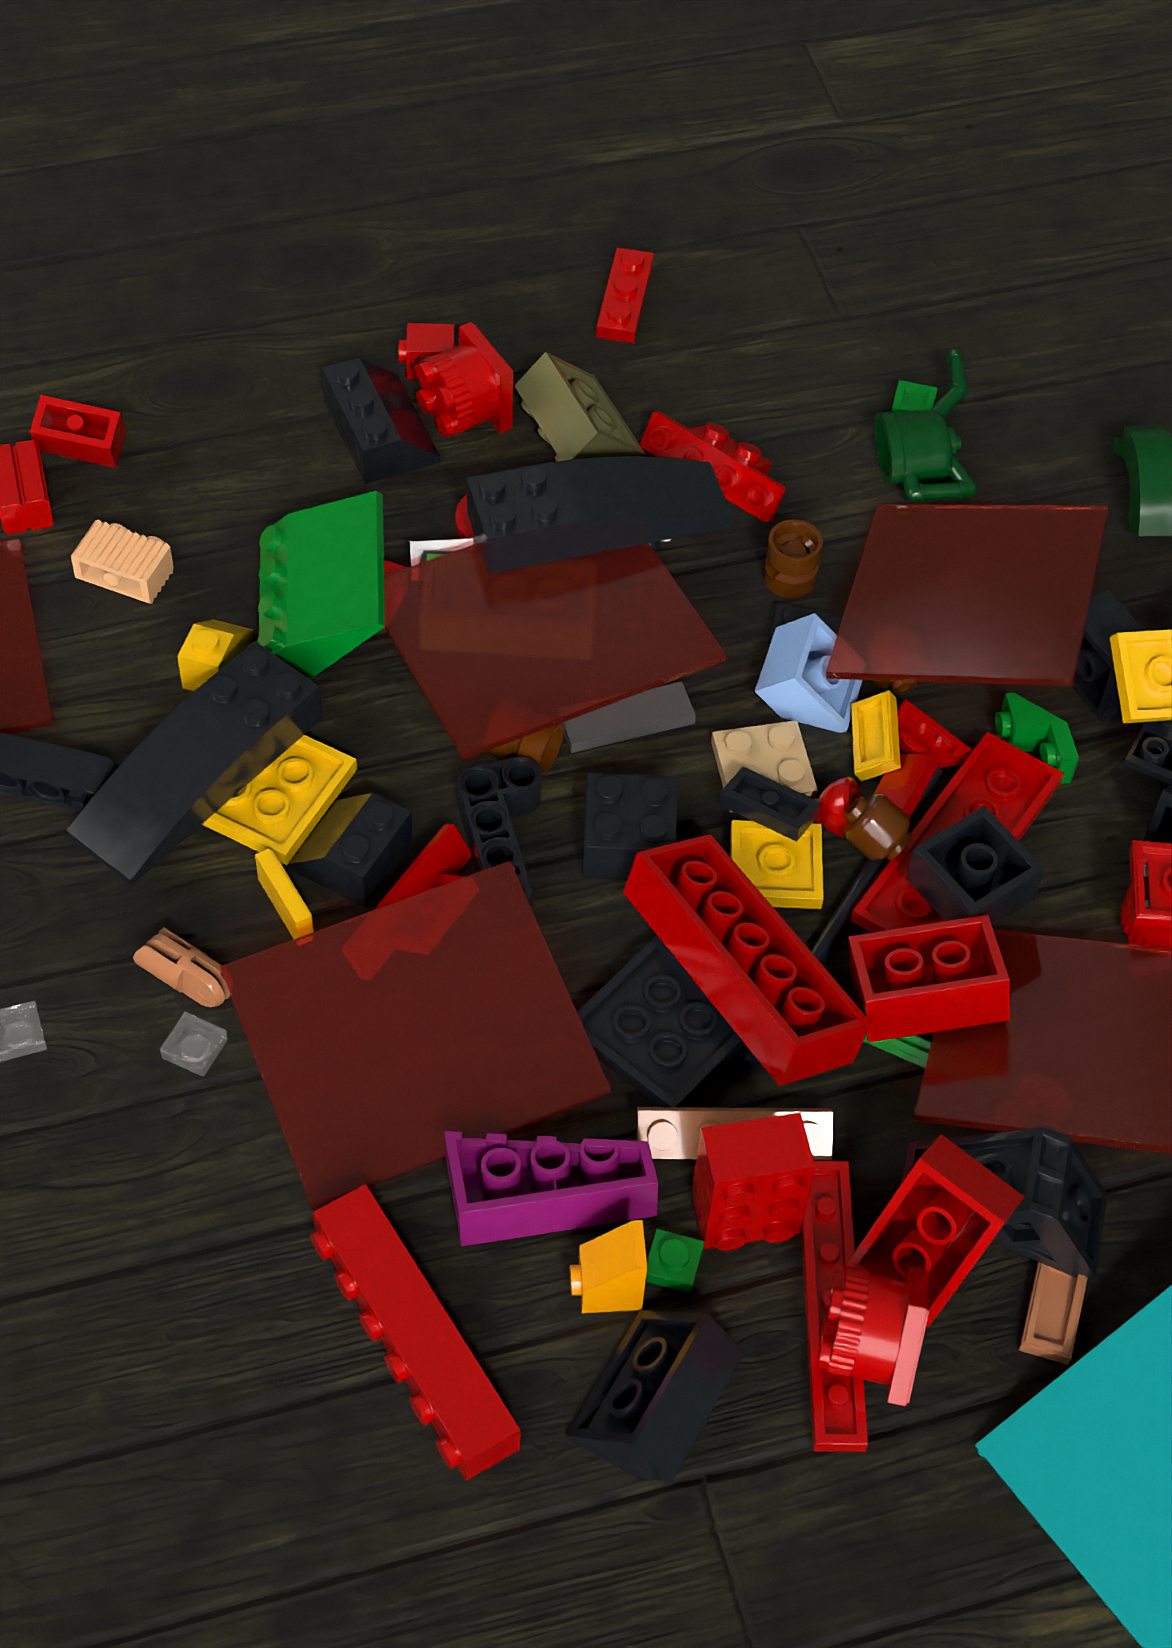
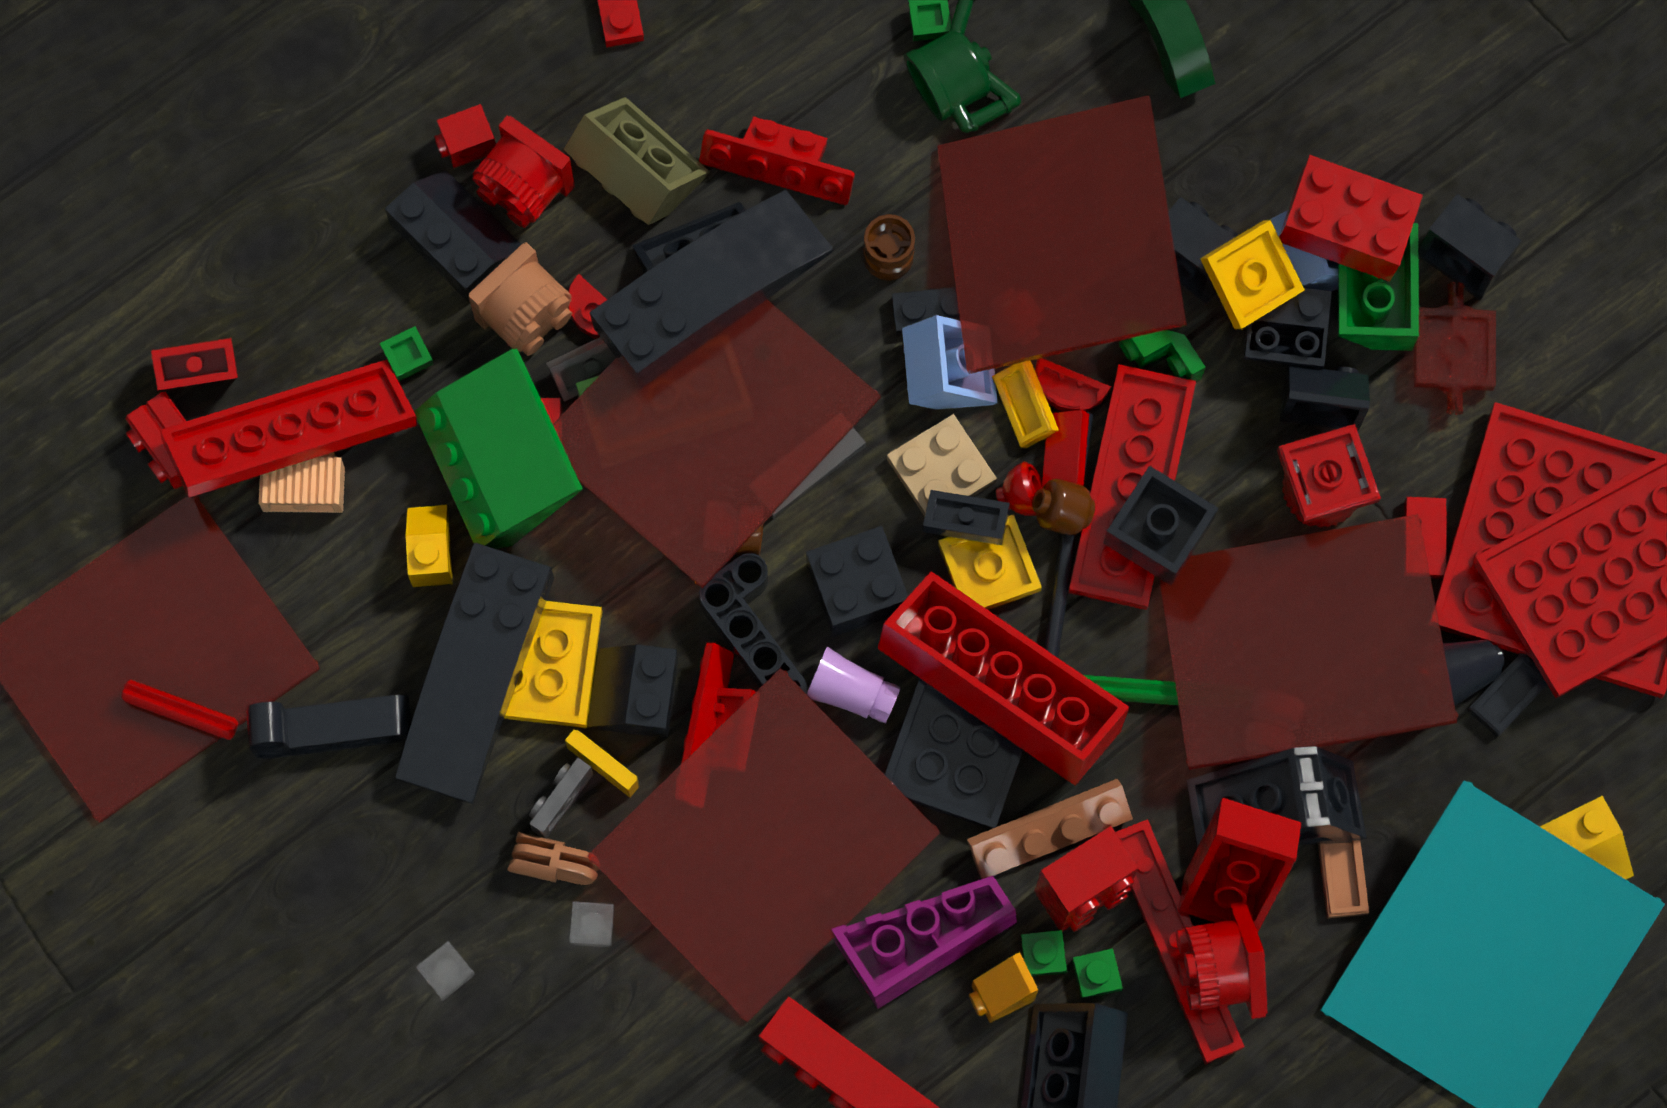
camera: 20 degrees left, 20 degrees up
(132, 502) = (287, 428): none -> red plate
(225, 913) = (568, 784): none -> flat silver plate
(281, 495) = (406, 353): none -> green plate
(412, 477) = (521, 301): none -> nougat piece
(578, 919) = (852, 688): none -> lavender plant
(728, 1303) = (1097, 973): none -> green plate
(929, 978) = (1157, 640): red brick -> none

